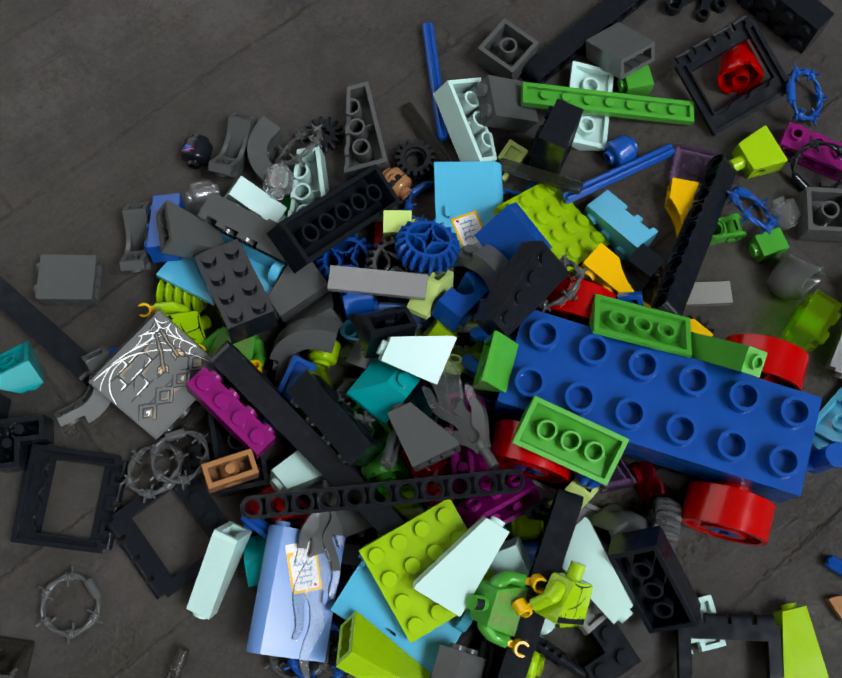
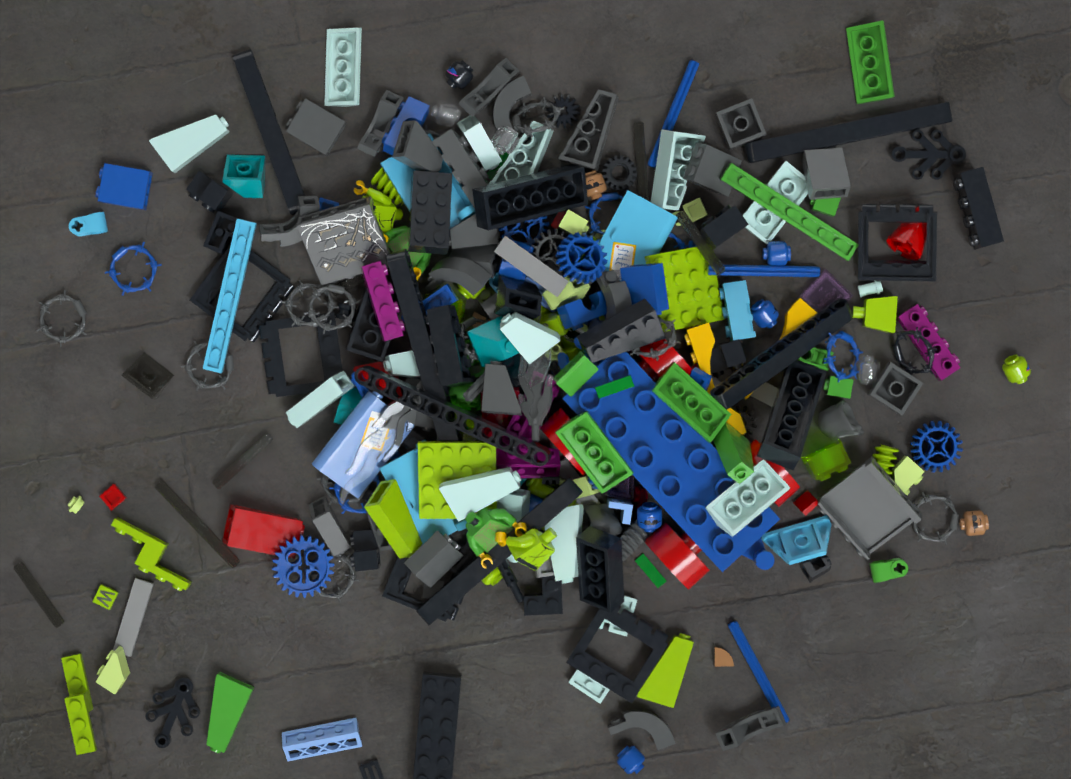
camera: 30 degrees right, 15 degrees up
(52, 509) = (229, 295): none -> medium azure plate
(70, 207) = (343, 67): none -> light aqua slope
(230, 470) = (361, 341): medium nougat brick -> none
(548, 351) = (614, 386): none -> green window
(637, 494) = (625, 506): none -> light blue fence
(649, 211) = (764, 313): none -> blue head
(671, 485) = (649, 516): none -> blue head
(701, 553) = (650, 570): none -> green window
(731, 137) = (870, 288): none -> light aqua pin
(752, 289) = (791, 414): none -> black brick
(778, 396) = (747, 500): none -> light aqua slope
(791, 94) = (931, 281): blue piece -> none
(817, 381) = (806, 503): none -> red tile

